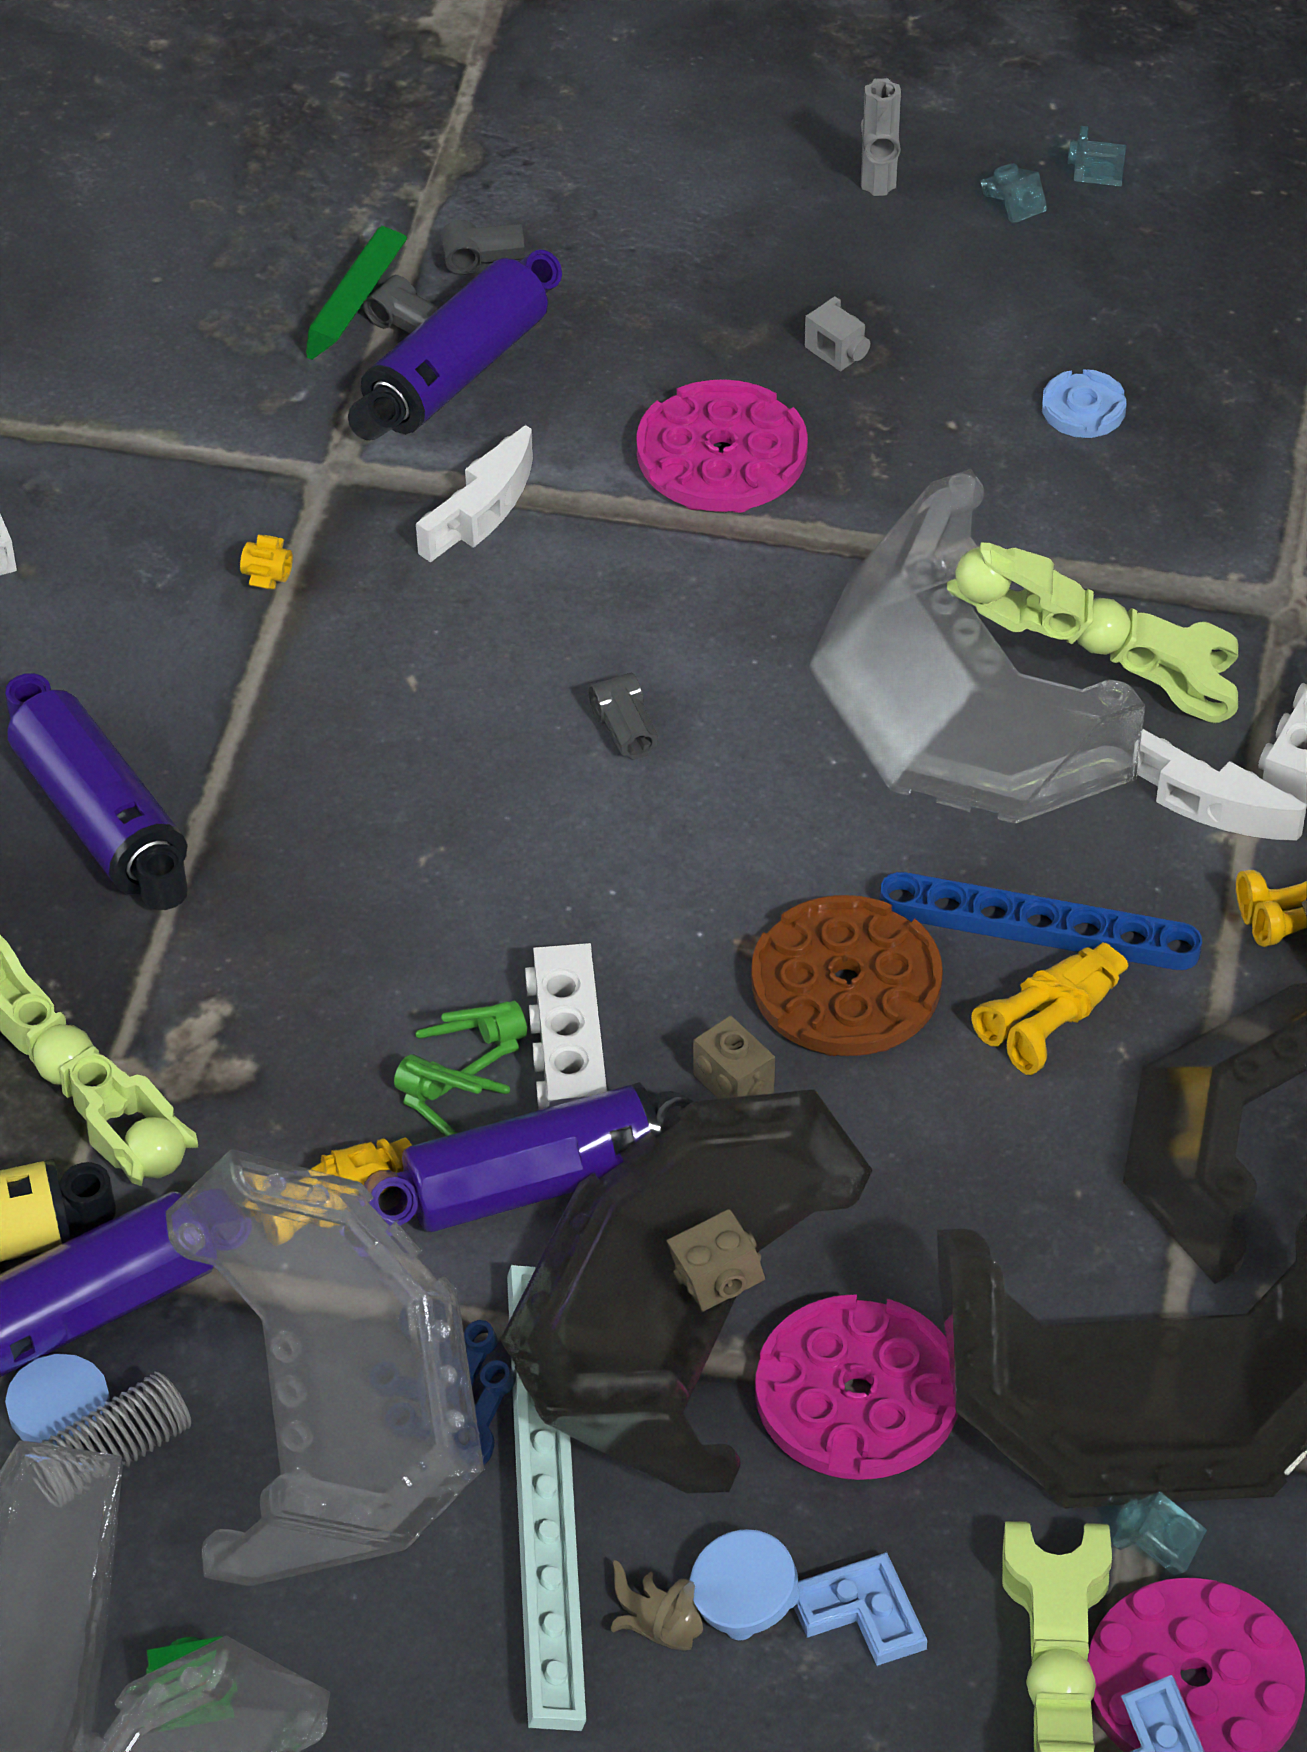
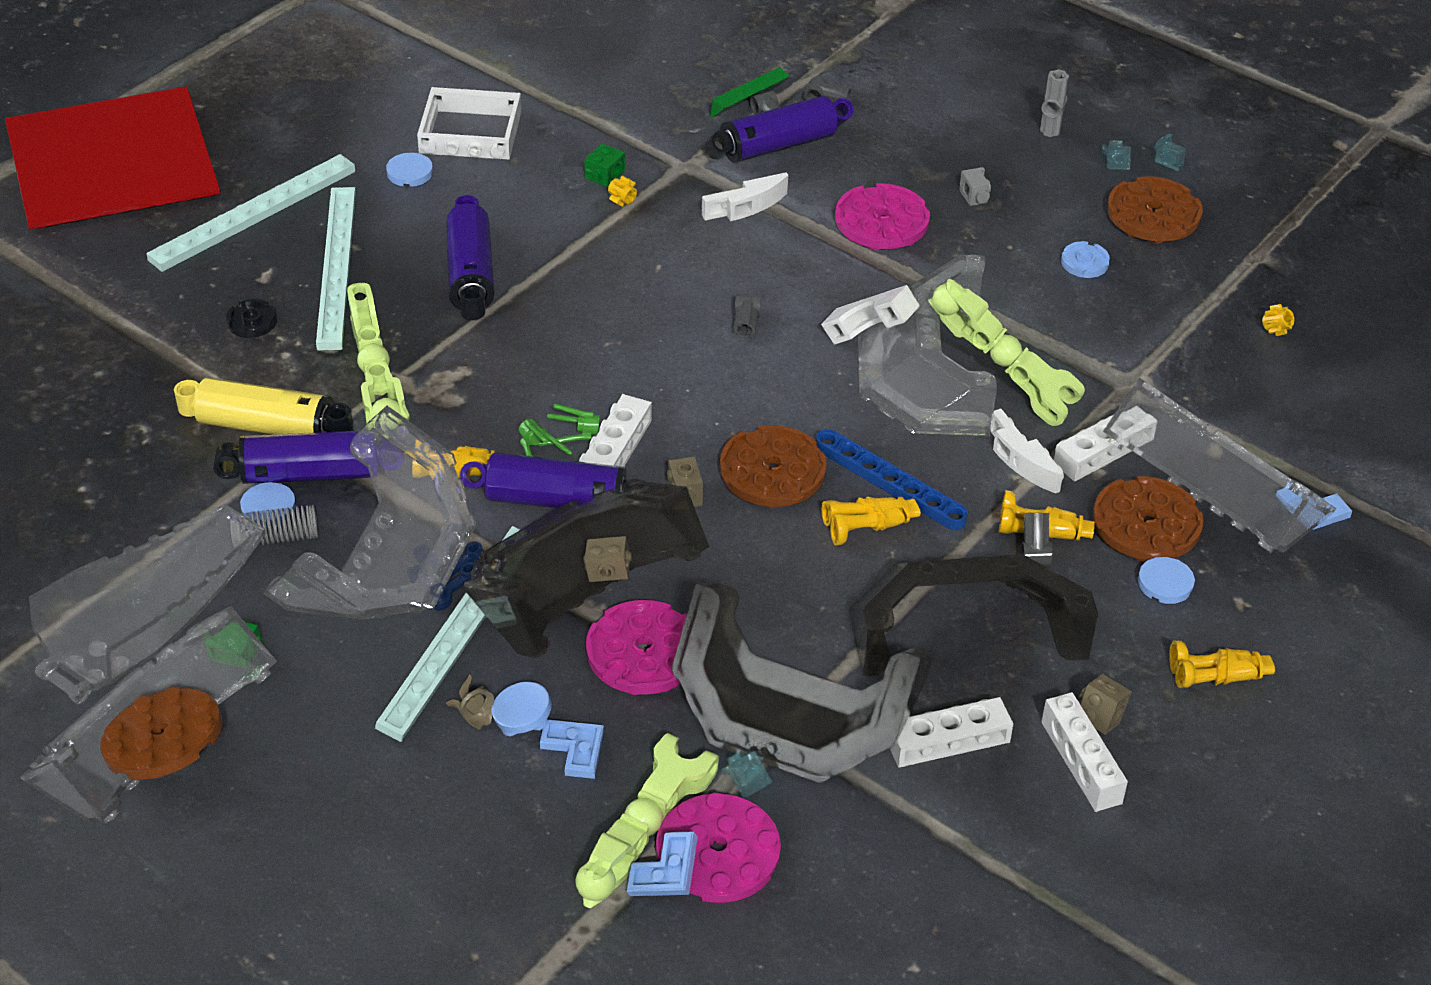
camera: 25 degrees right, 5 degrees down
(200, 522) = (604, 165): none -> green head
(807, 662) = (888, 307): none -> white arch
(1174, 264) = (1175, 213): none -> dark orange plate

